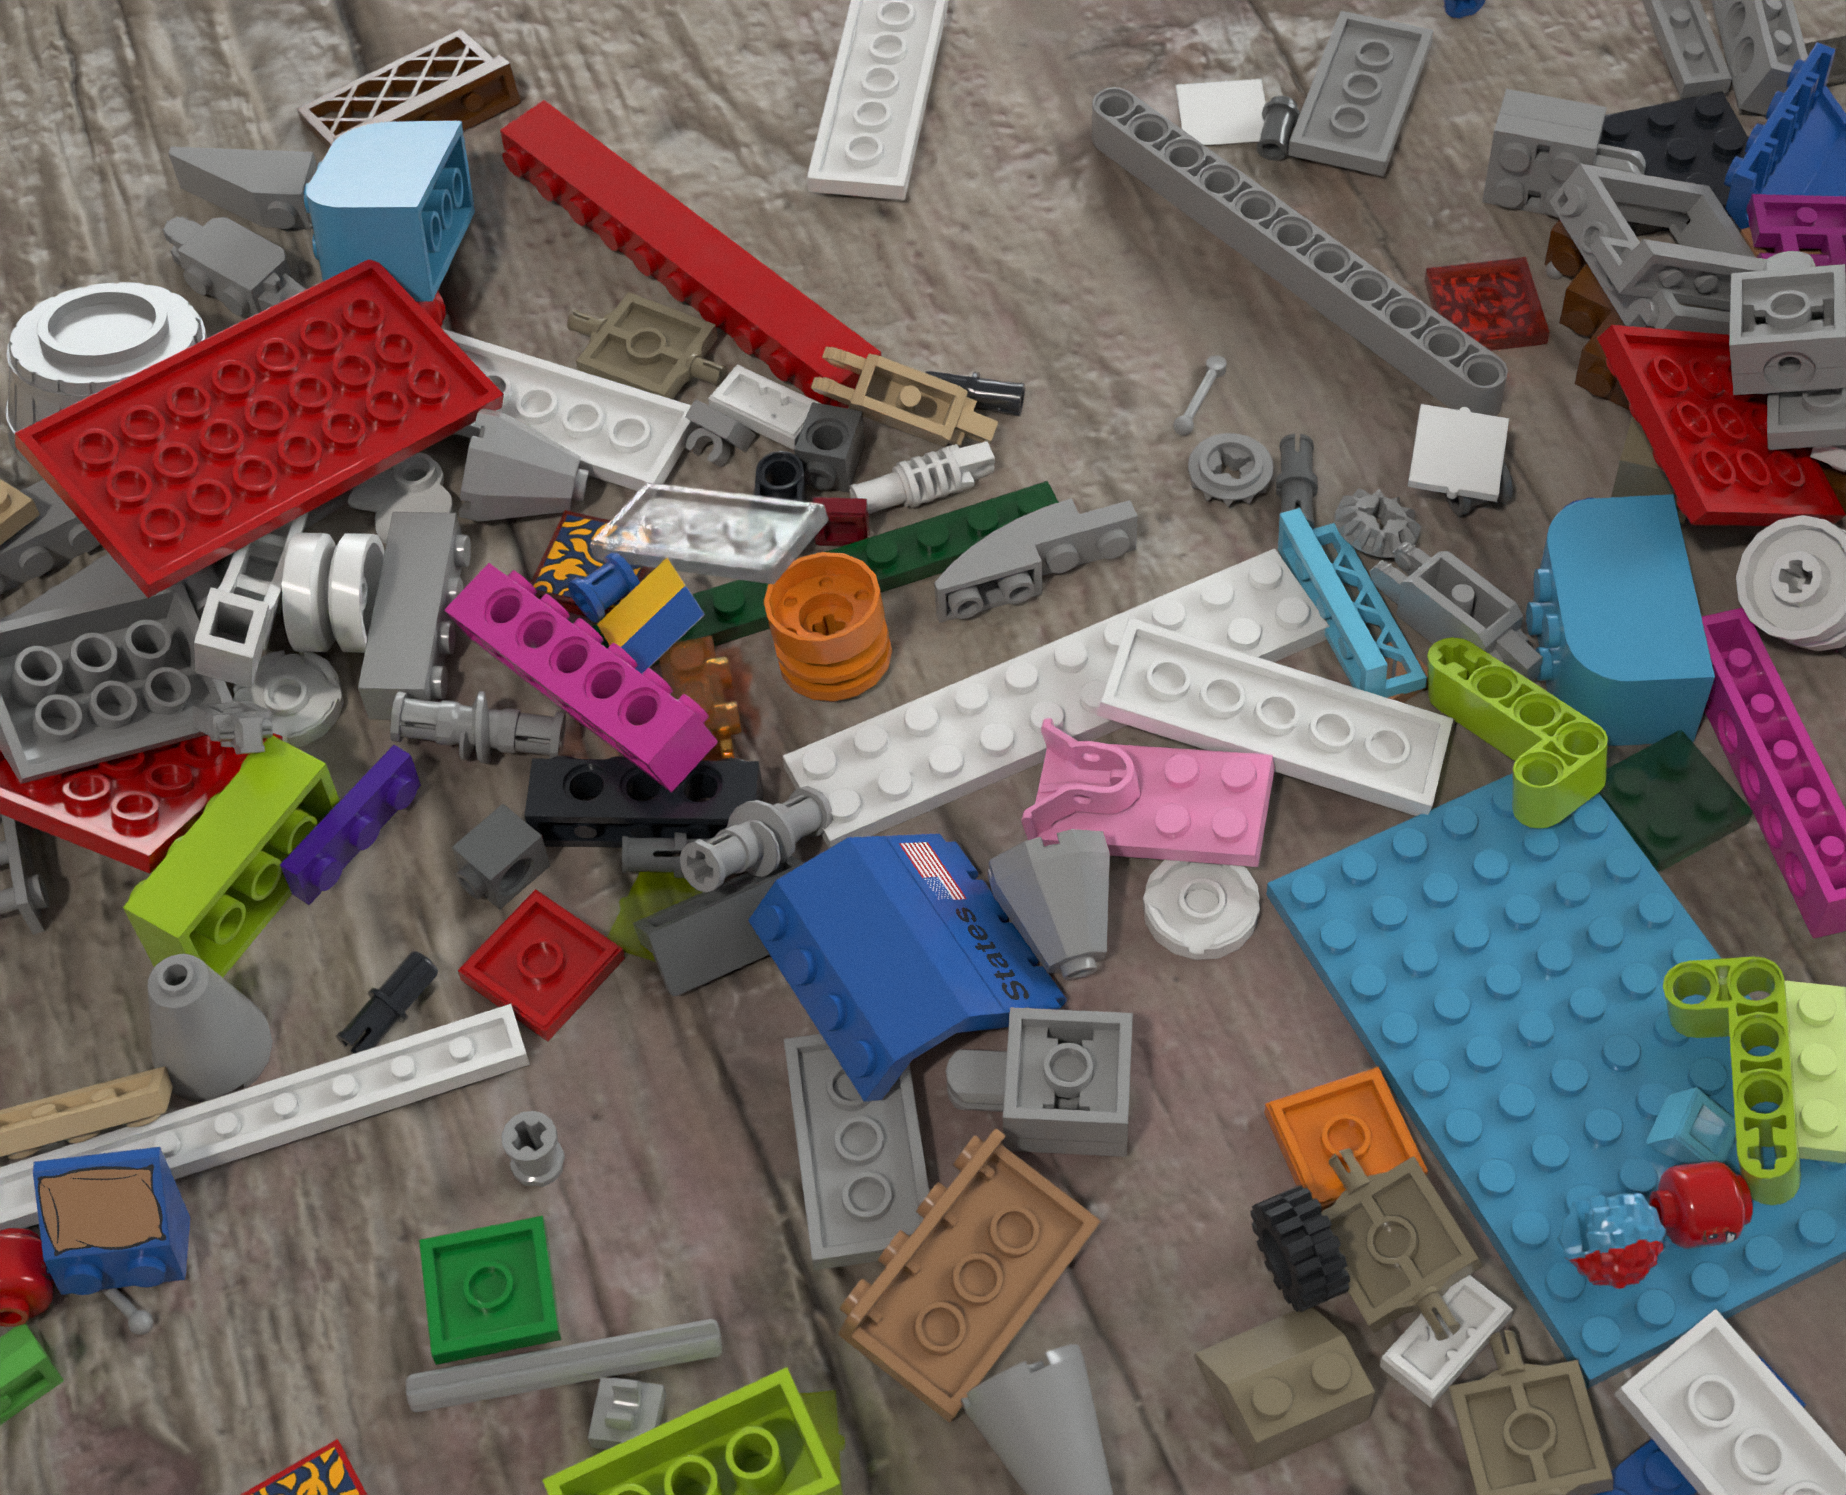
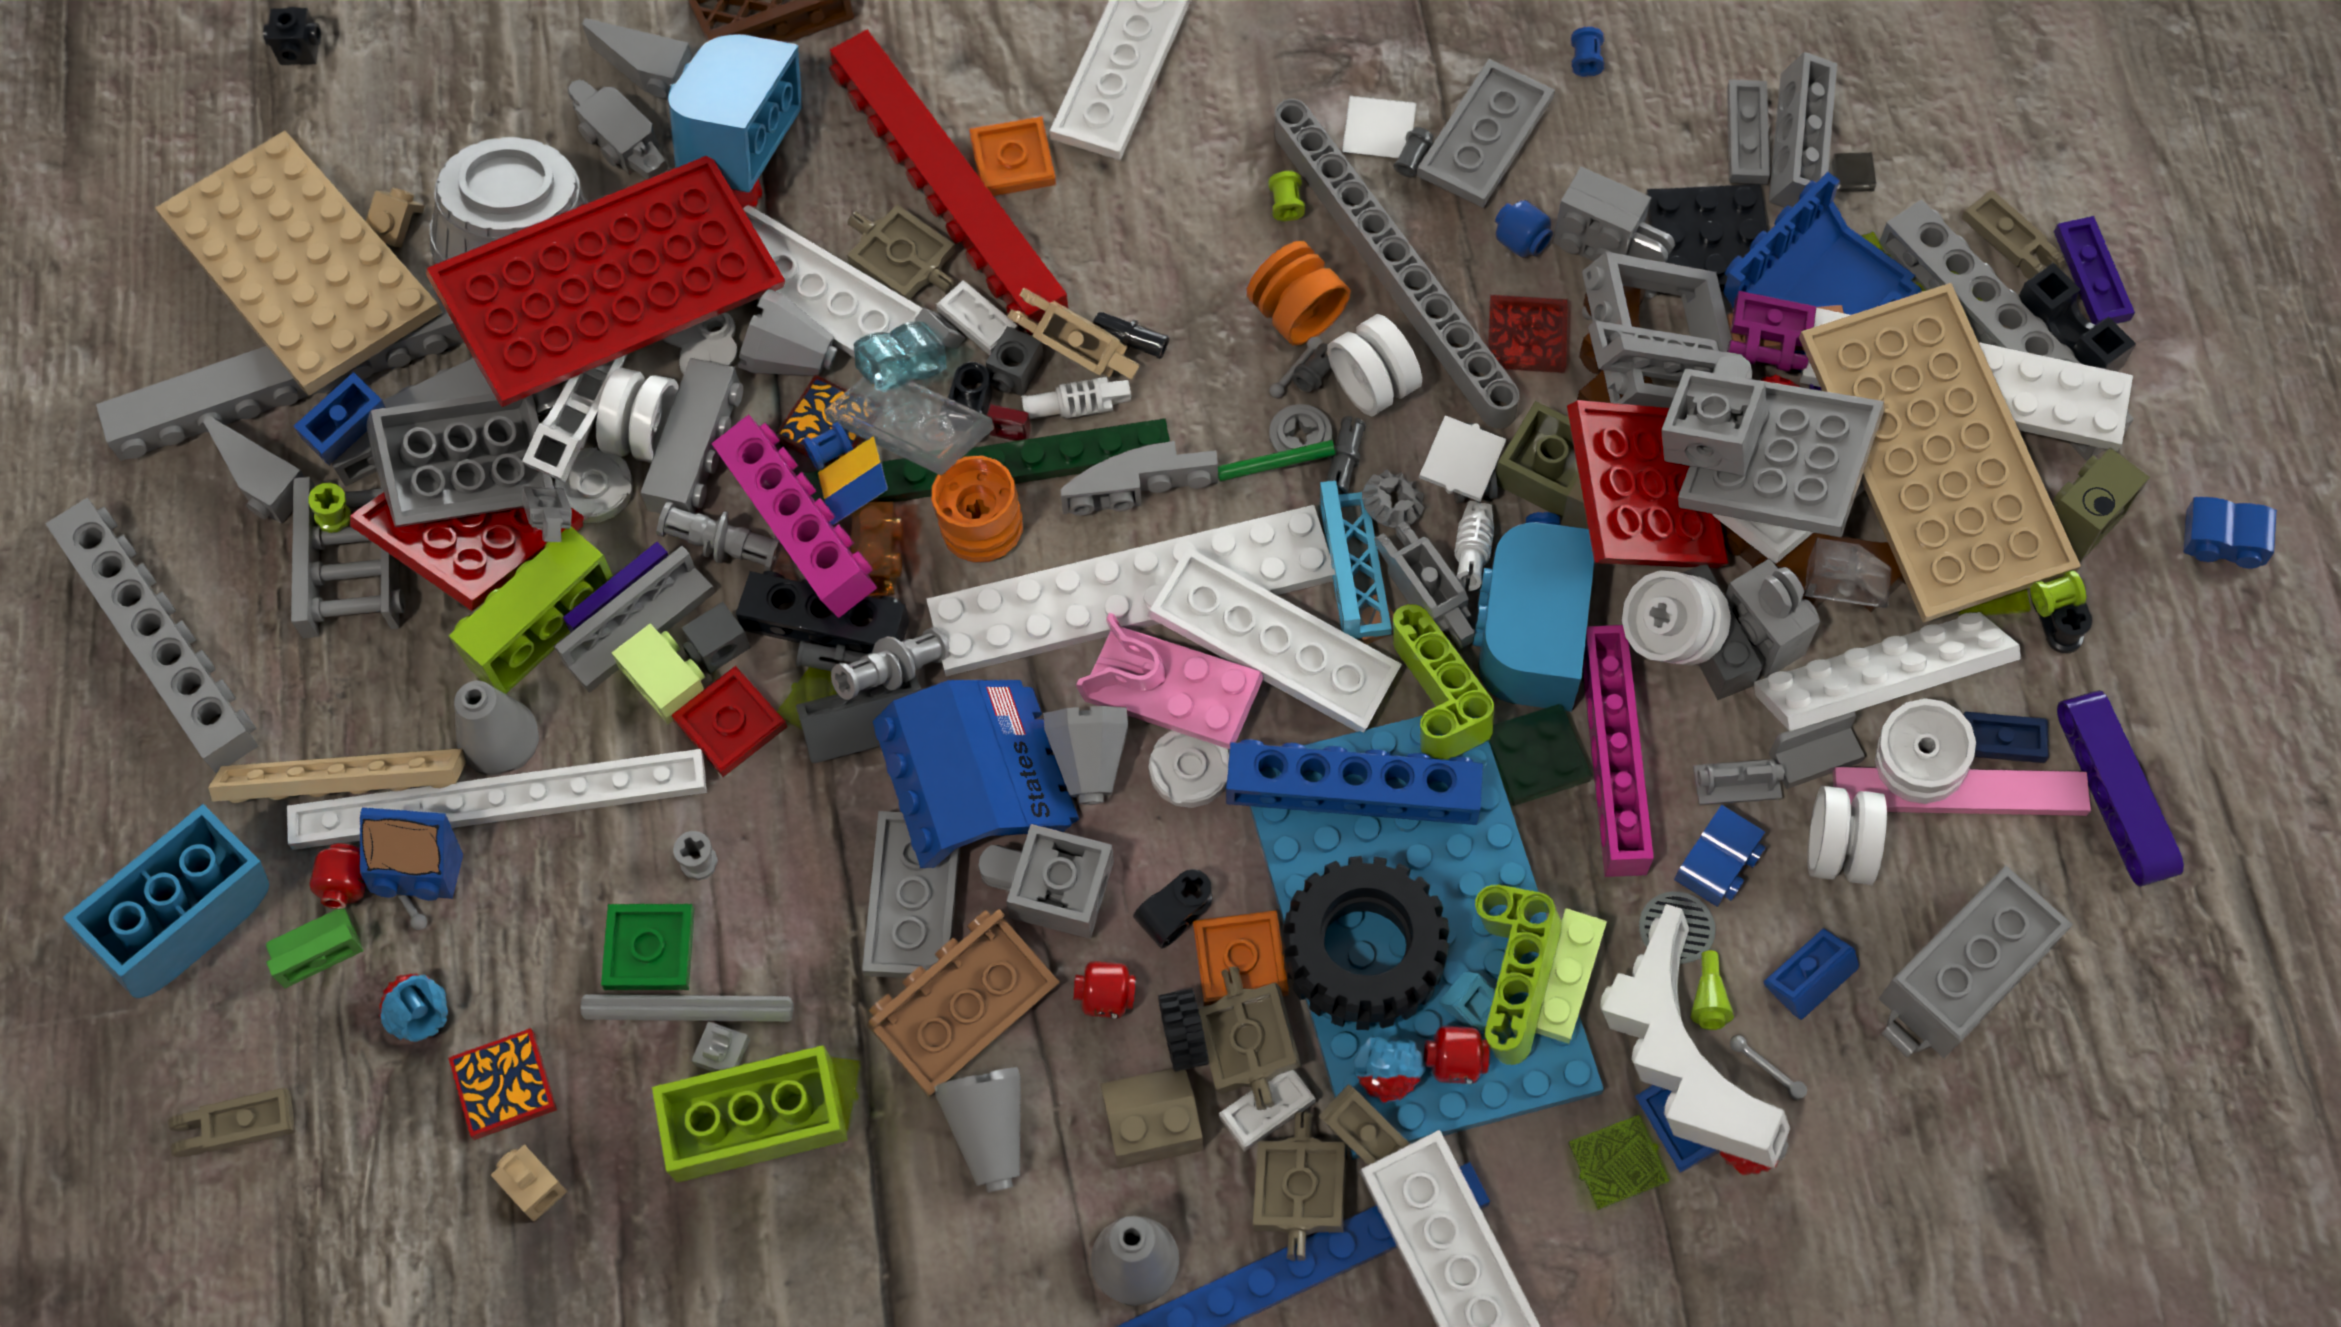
camera: 10 degrees right, 10 degrees up
(155, 1441) = (413, 1007): none -> dark azure piece
(381, 858) = (656, 598): none -> light grey fence
(389, 1003) = (620, 730): black axle -> none
(428, 913) = (658, 671): none -> yellowish green brick
(678, 458) = (901, 355): none -> clear light blue brick
(767, 216) = (1013, 156): none -> orange tile
(1128, 194) = (1286, 194): none -> lime bush
(1168, 1219) = (1105, 989): none -> red head
(1183, 299) = (1298, 292): none -> orange wheel
(1211, 503) = (1276, 460): none -> green bar
(1222, 398) = (1309, 374): none -> dark grey pin
(1233, 1094) = (1169, 912): none -> black piece
(1309, 364) = (1374, 365): none -> white wheel
(1416, 893) = (1372, 798): none -> blue brick
(1445, 185) = (1523, 228): none -> blue head
(1504, 553) = (1474, 543): none -> white hinge
(1546, 1007) = (1375, 890): none -> black tyre
(1568, 436) = (1540, 460): none -> olive brick
(1601, 1328) = (1362, 1126): none -> dark tan hinge

